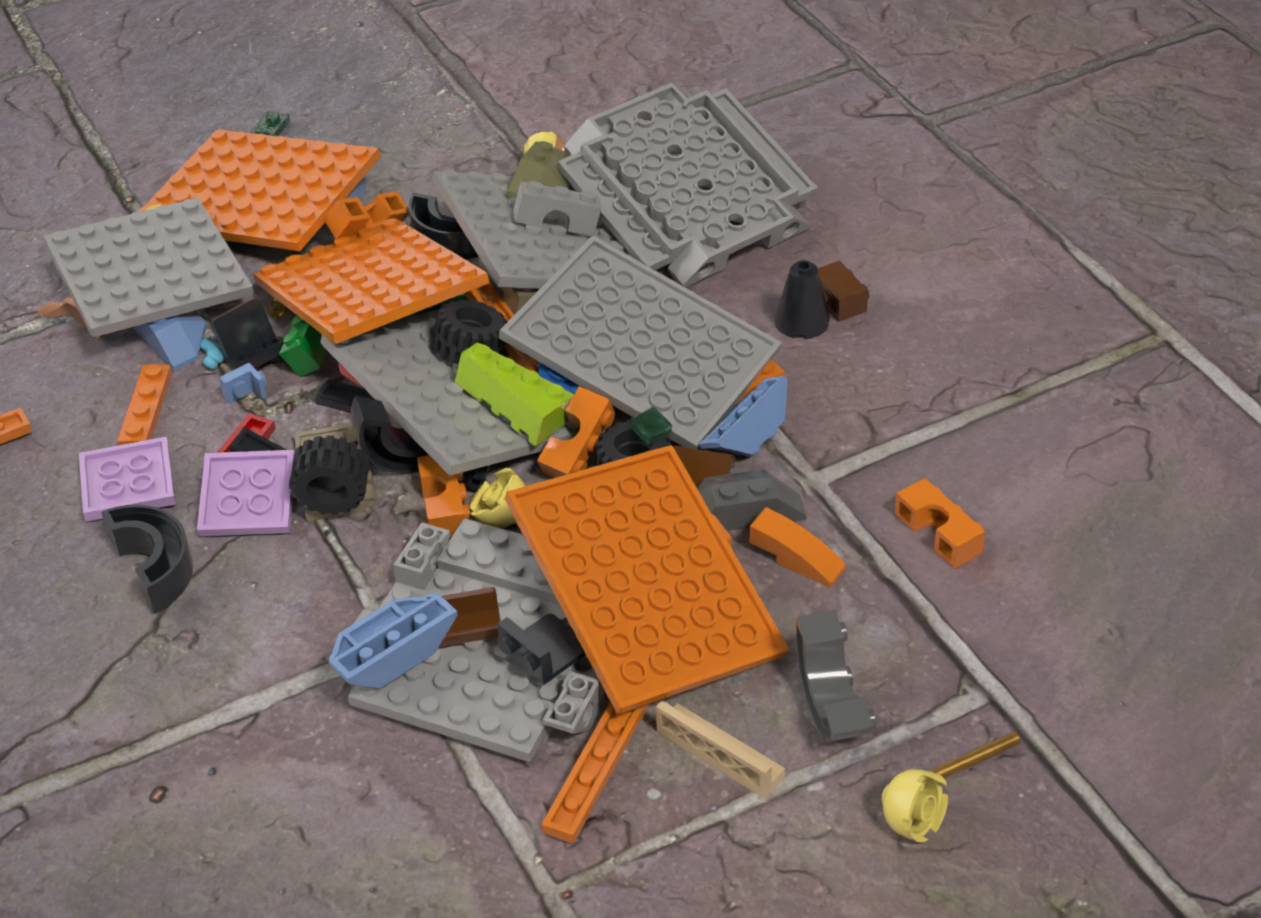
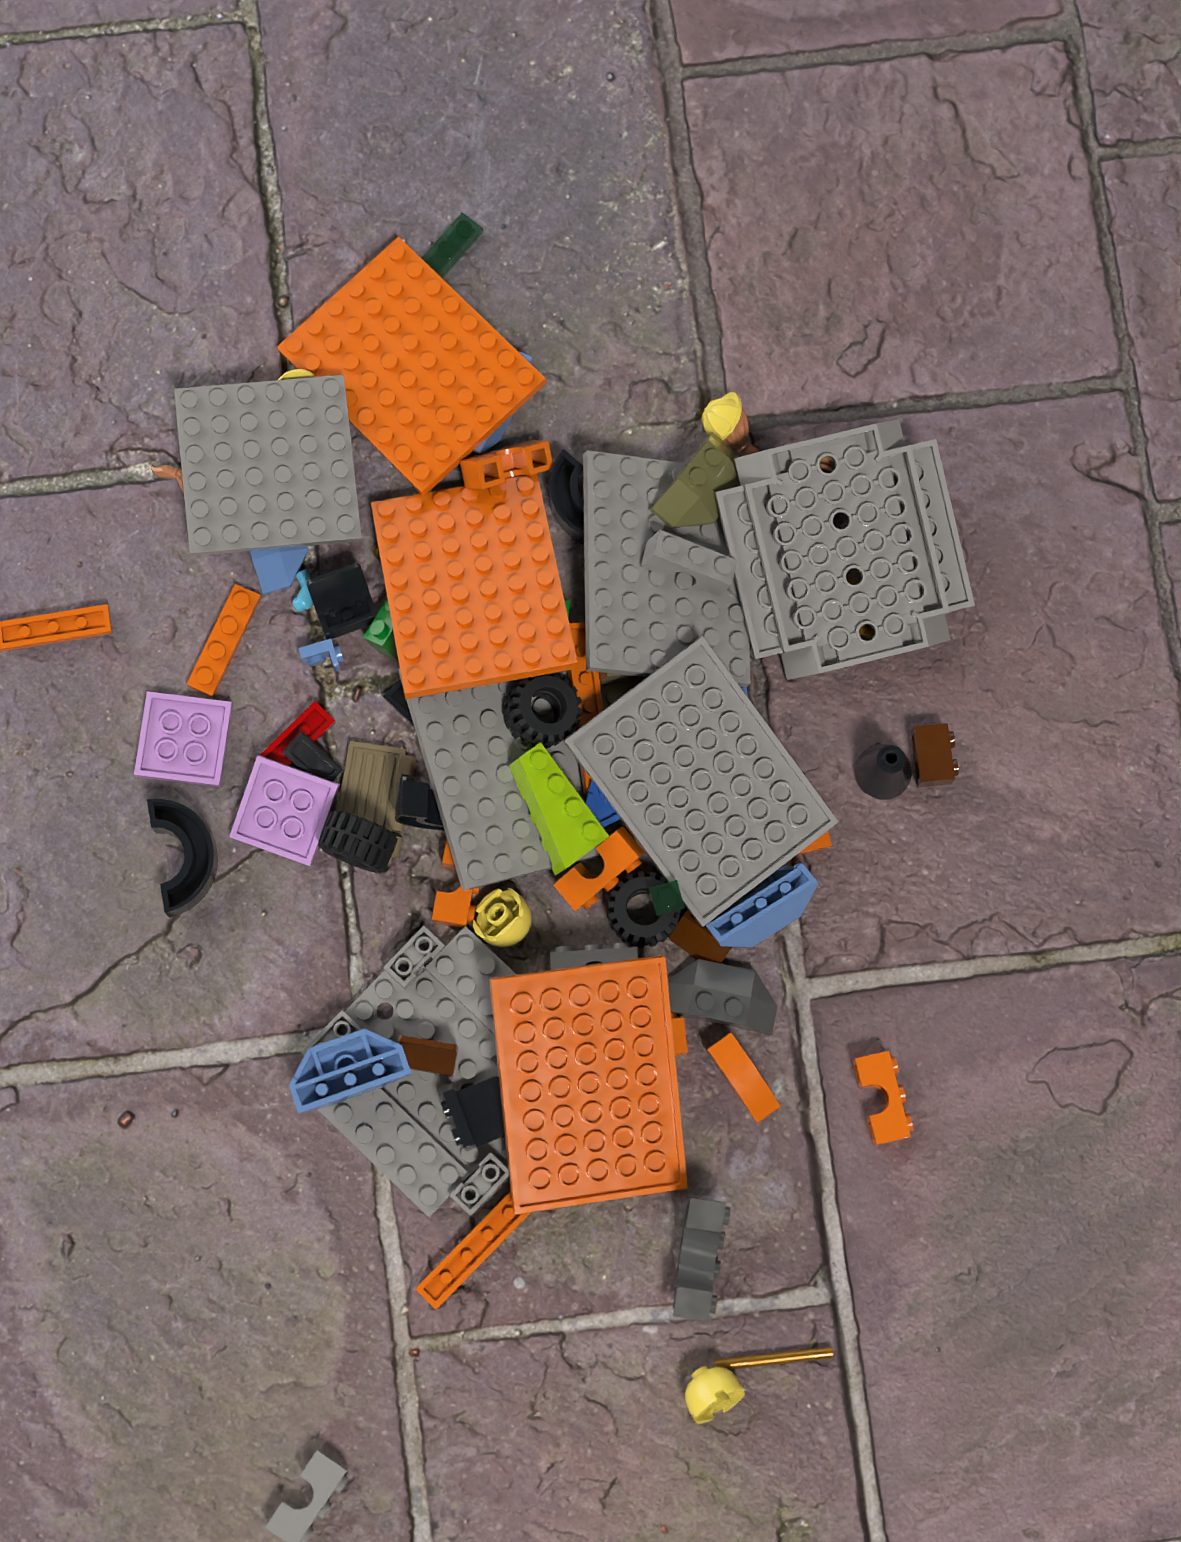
camera: 15 degrees right, 35 degrees up
(718, 749) = (588, 1265): tan fence -> none

